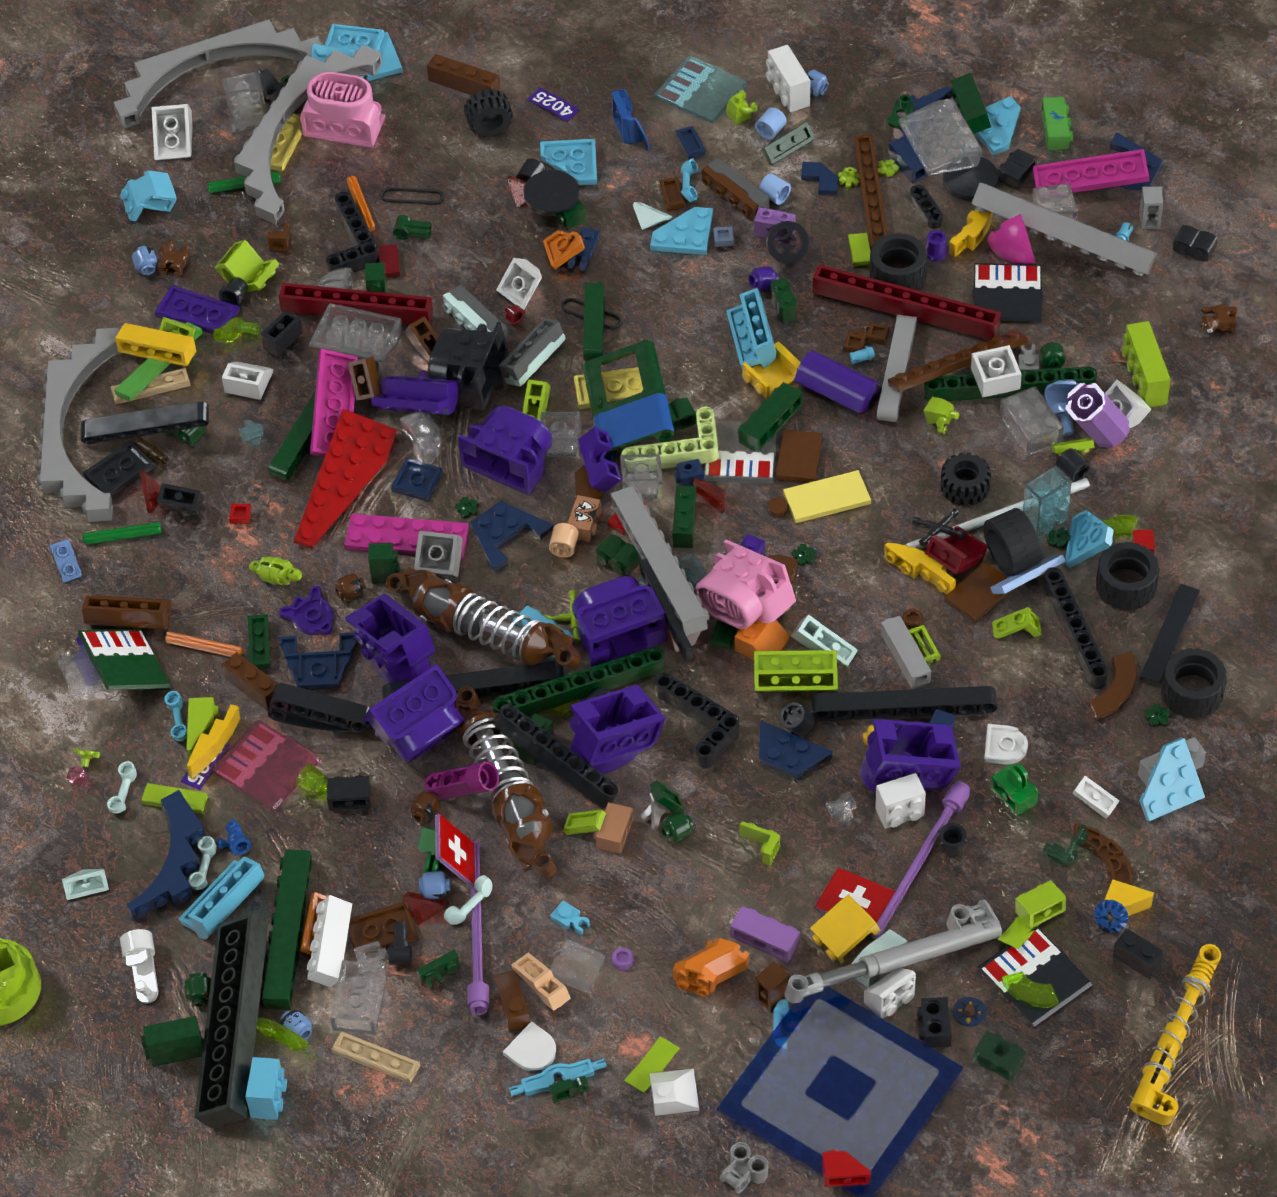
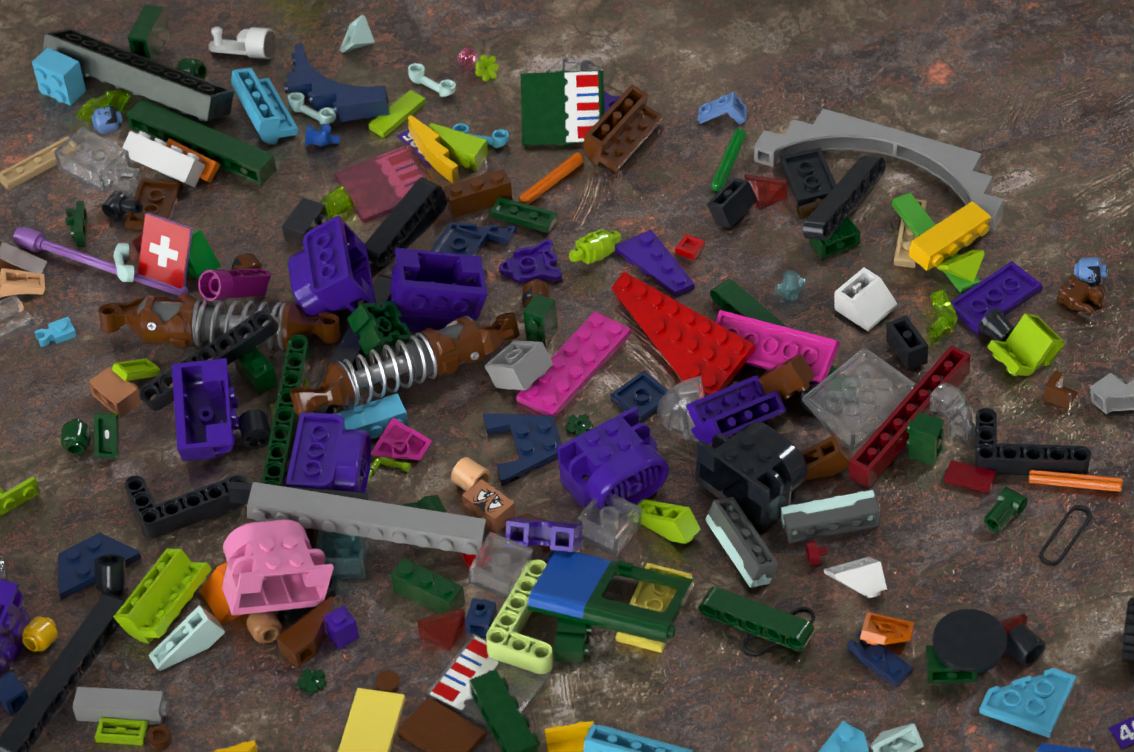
camera: 120 degrees right, 5 degrees down
(266, 531) = (656, 261): none -> dark purple wing
(462, 646) = (378, 326): none -> dark green brick
(554, 600) = (401, 442): none -> dark pink slope

